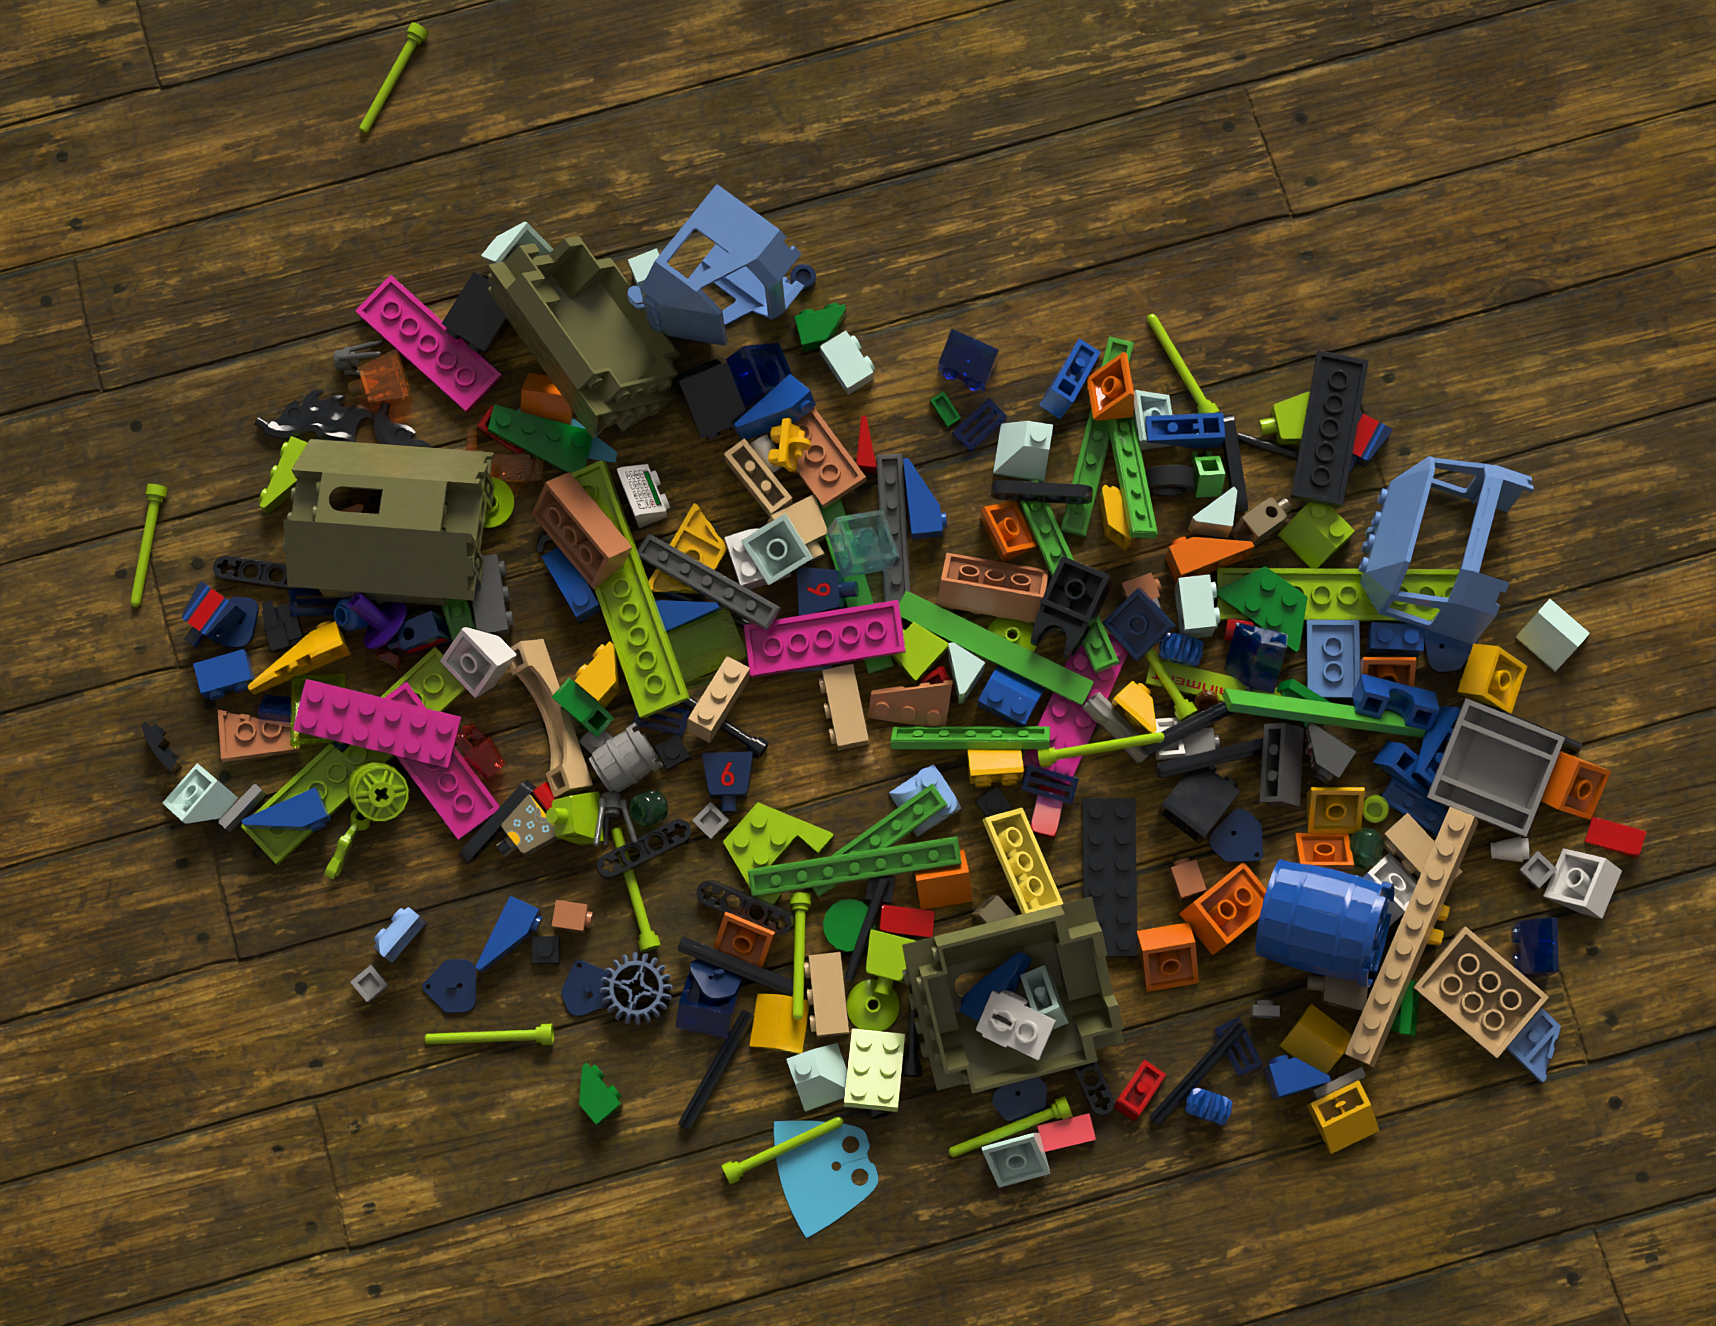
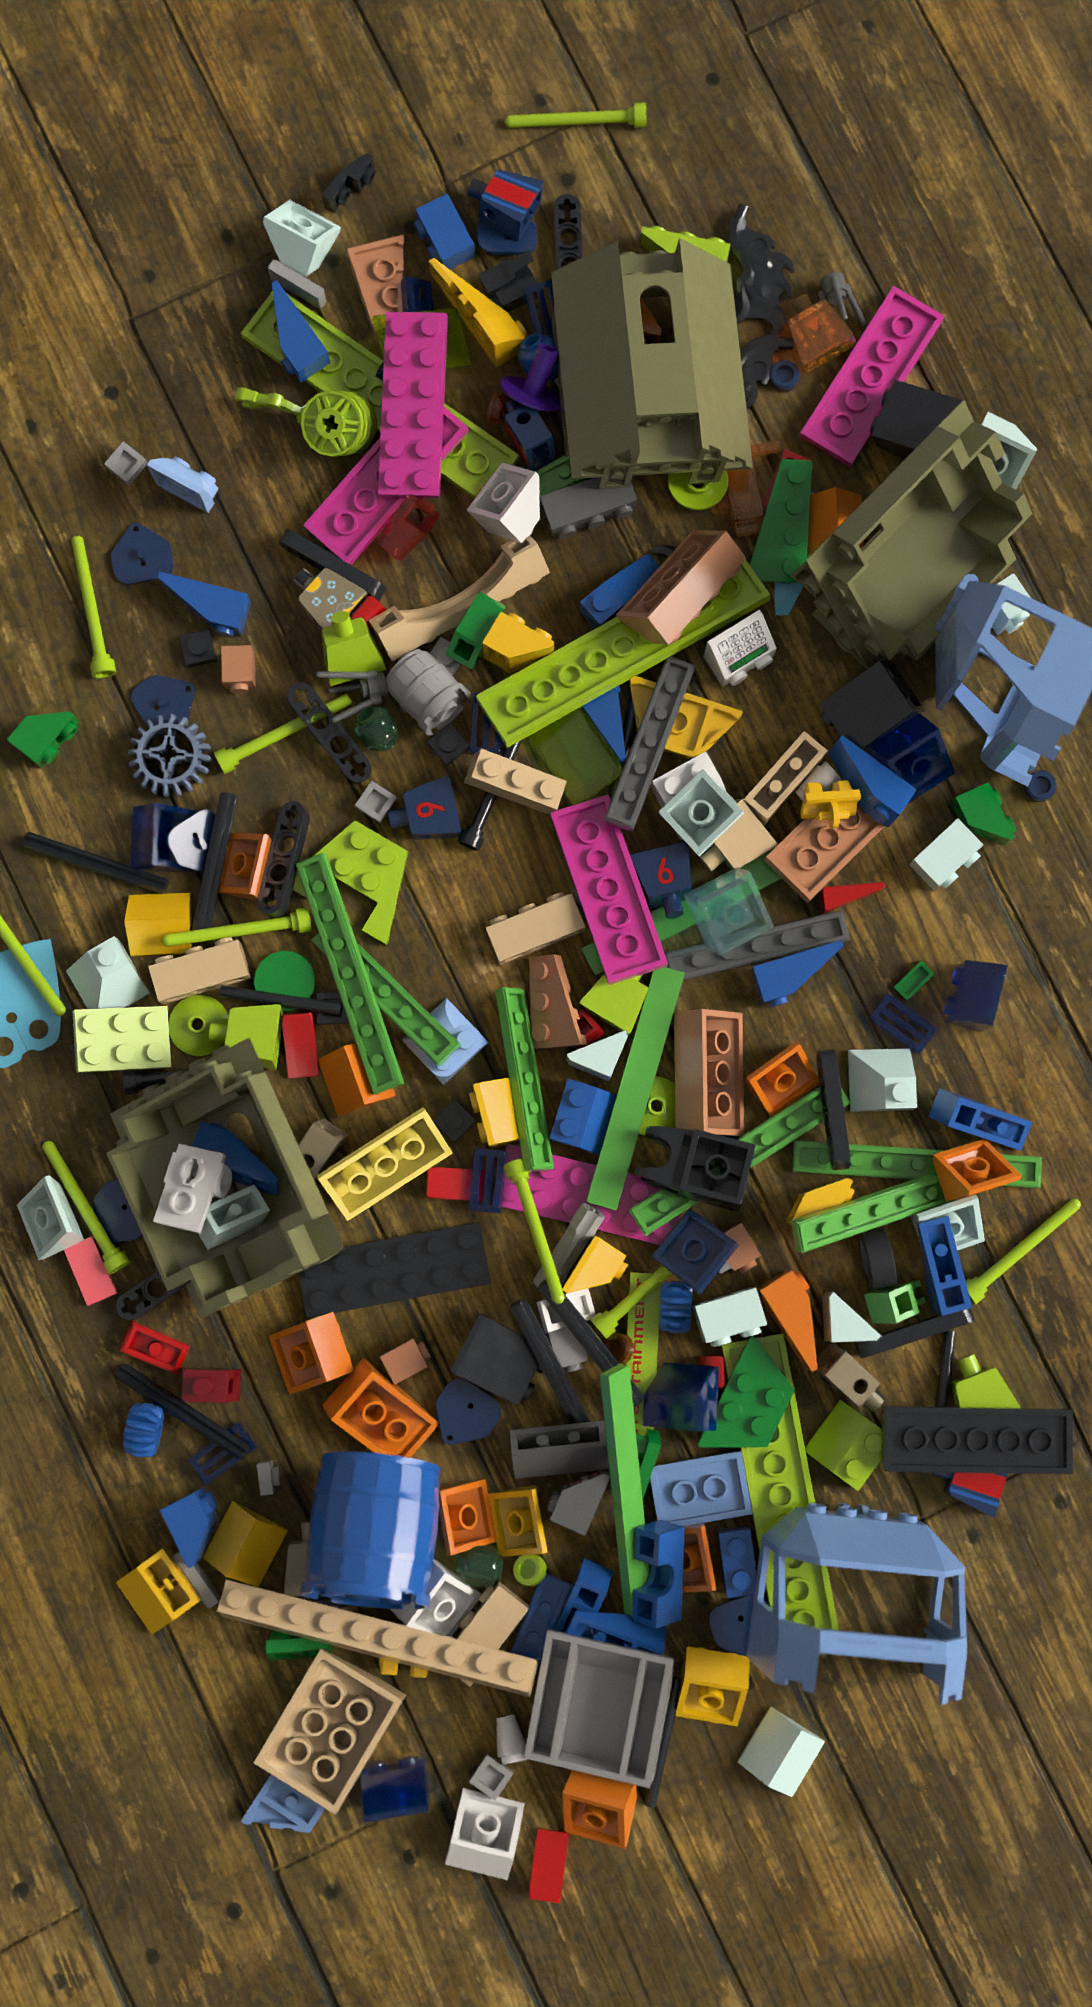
camera: 75 degrees right, 5 degrees up
(411, 415) = (784, 376): none -> dark blue tile
(1179, 1047) = (210, 1385): none -> dark red torso

